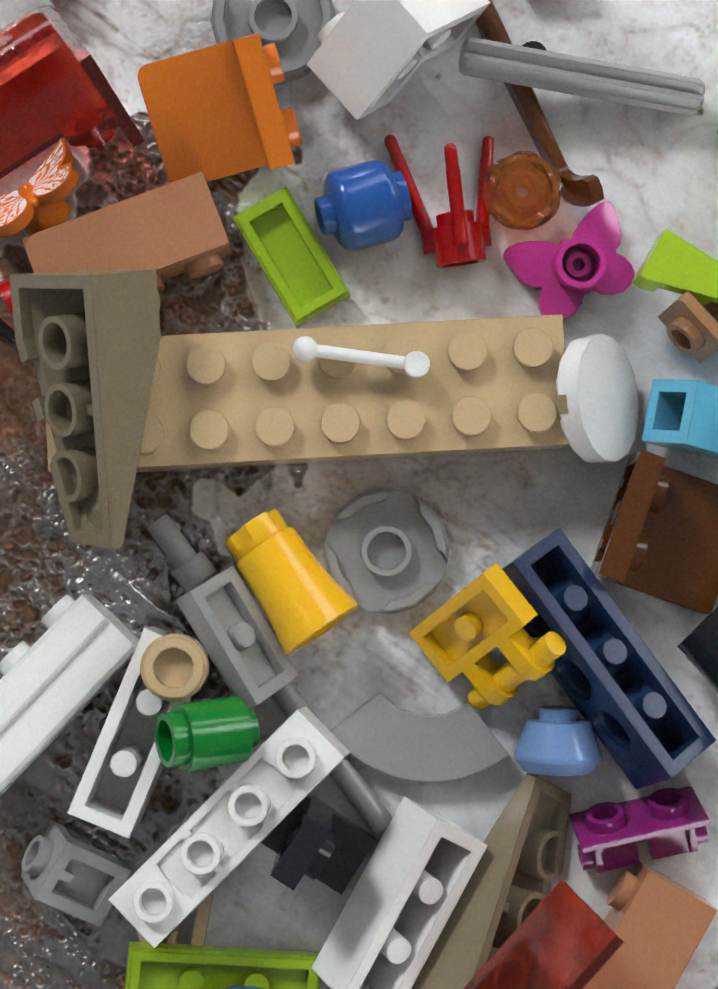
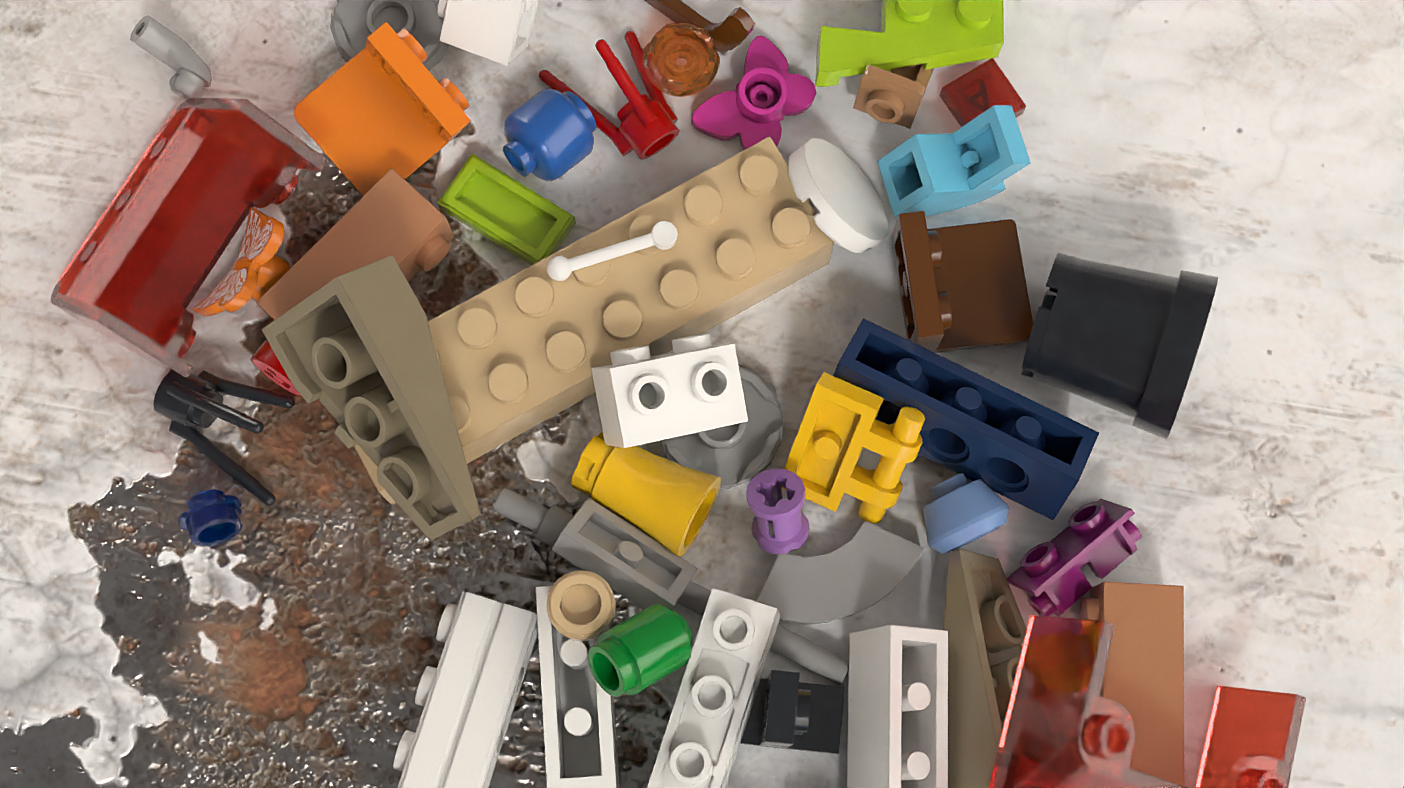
camera: 25 degrees left, 10 degrees down
(348, 511) = (669, 393): none -> white brick
(391, 655) = (767, 503): none -> medium lavender bush

